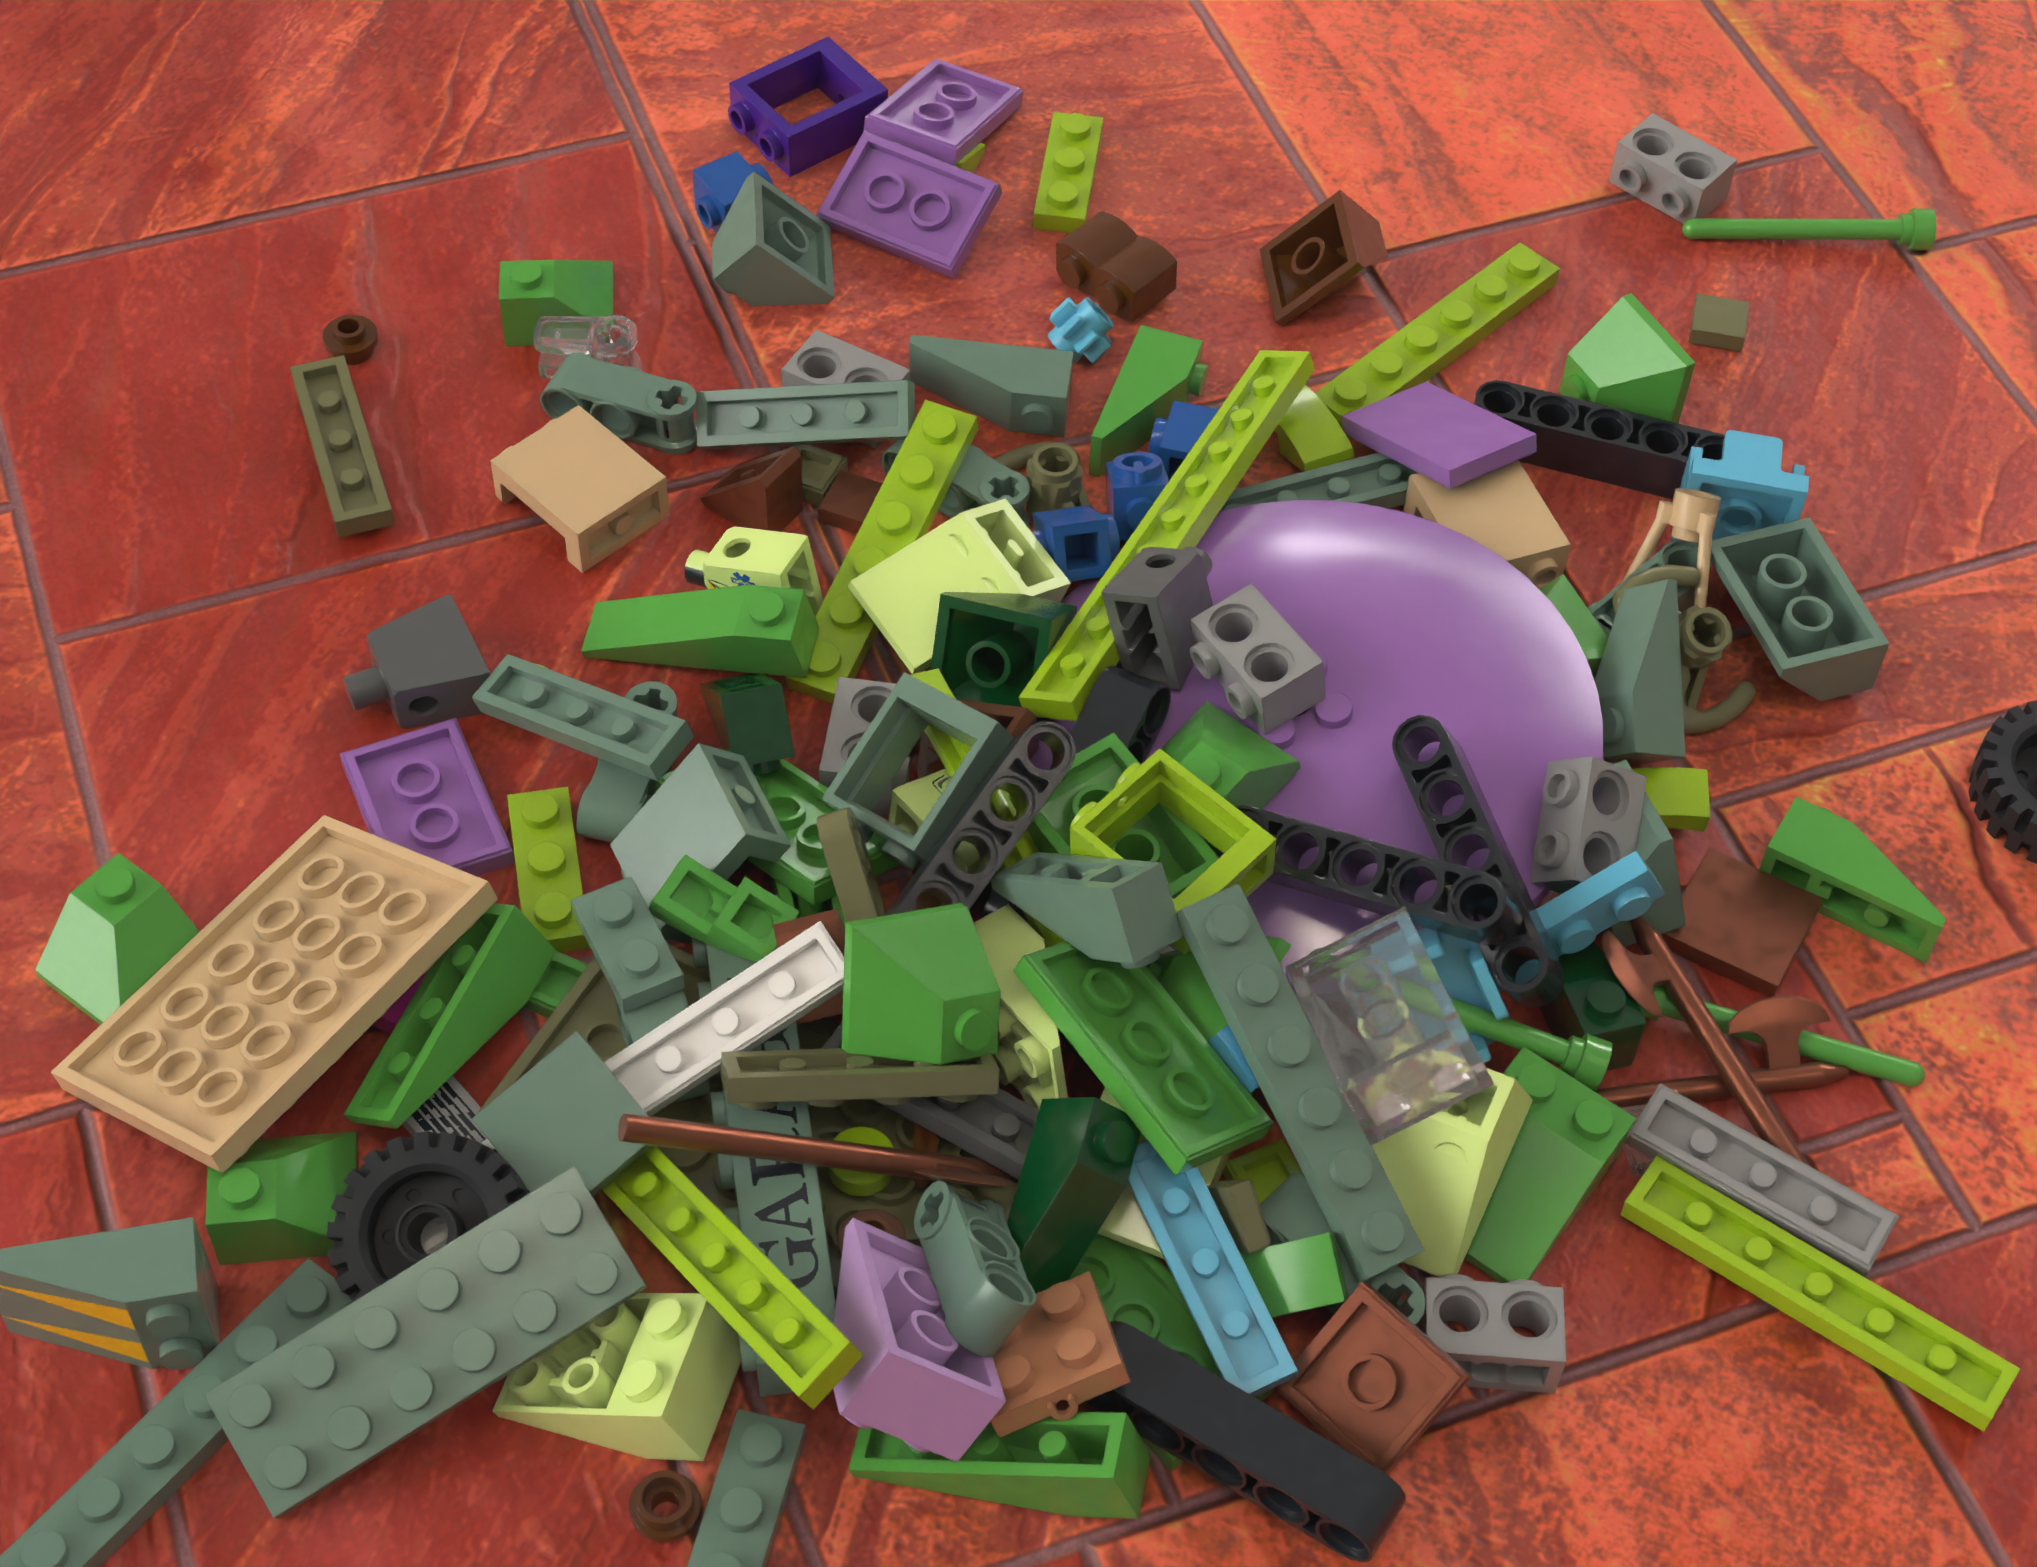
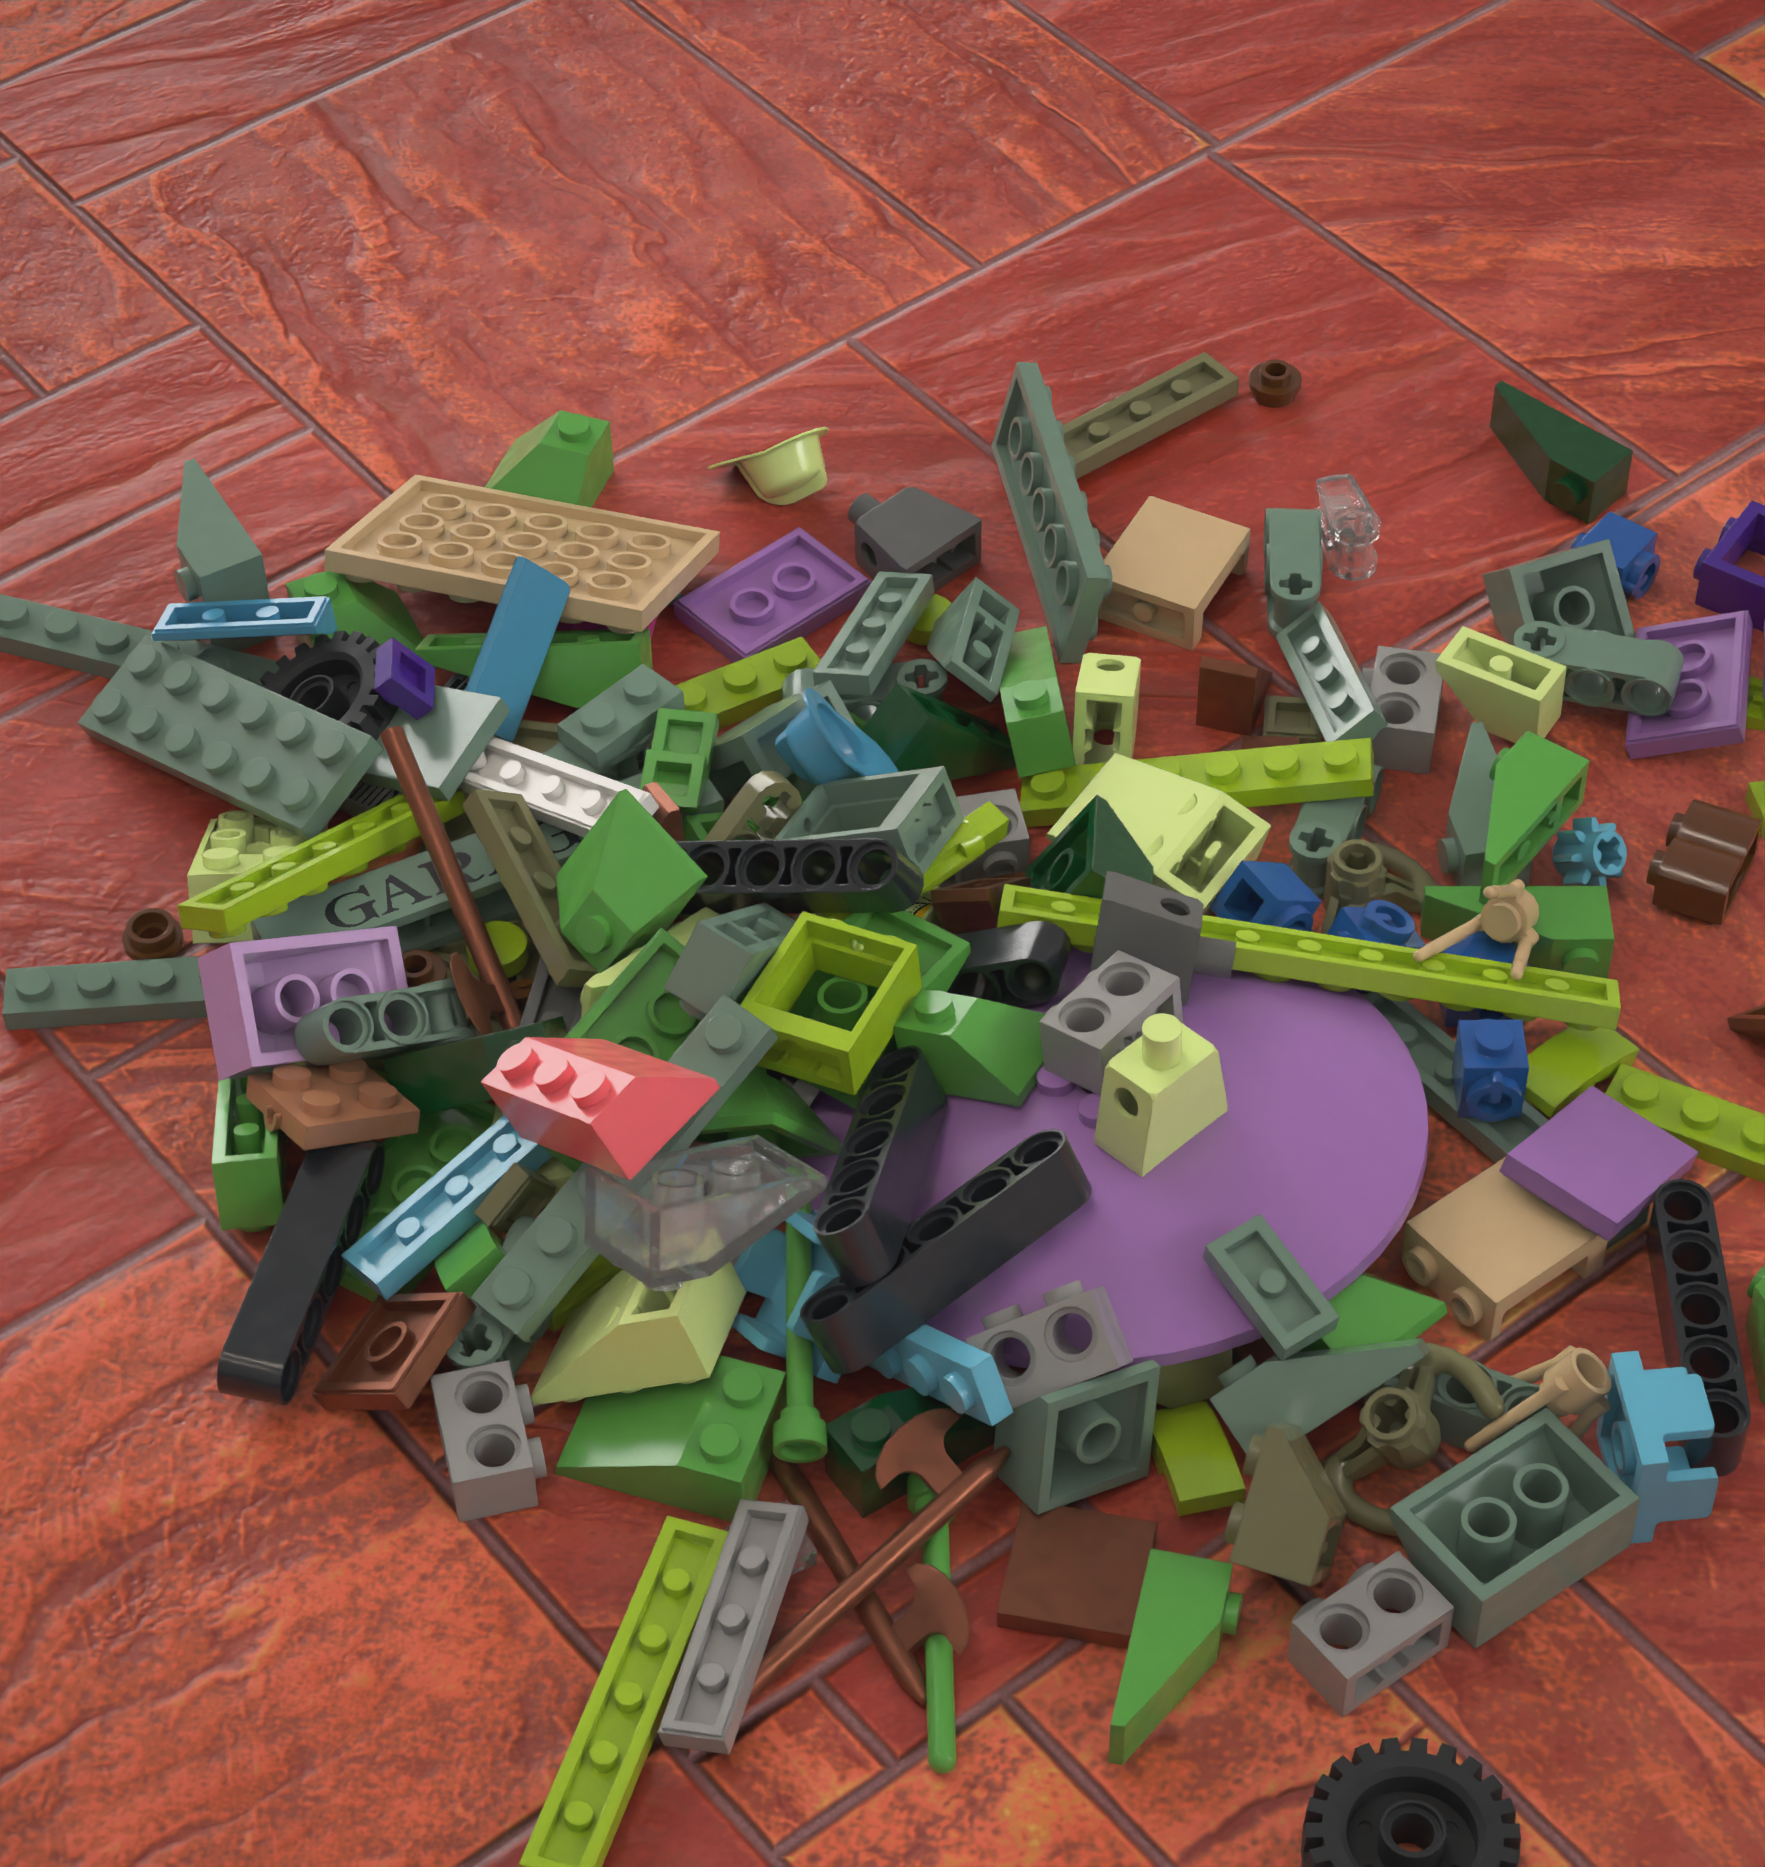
camera: 75 degrees right, 5 degrees down
(248, 741) = (786, 469): none -> yellowish green piece
(264, 1276) = (246, 619): none -> dark azure slope
(458, 1012) = (519, 640): none -> dark azure slope
(465, 537) = (1051, 513): none -> sand green plate
(492, 1118) = (404, 678): none -> dark purple plate
(551, 289) = (1407, 485): bright green slope -> none
(573, 185) = (1560, 455): none -> dark green slope
(626, 648) = (975, 637): none -> sand green slope
(790, 774) = (827, 746): none -> dark azure piece
(873, 306) = (1503, 684): none -> yellowish green slope
(879, 246) = (1608, 667): none -> sand green piece
(1057, 337) = (1531, 799): none -> bright green slope
(1172, 387) = (1505, 918): none -> tan plant
(1267, 1050) = (595, 1099): none -> coral slope
(1328, 458) = (1490, 1069): none -> blue brick
(1371, 627) = (1159, 1094): none -> yellowish green torso
(1579, 652) = (1271, 1287): none -> sand green plate
(1768, 738) = (1290, 1512): none -> olive slope
(1858, 742) = (1379, 1642): none -> light grey brick

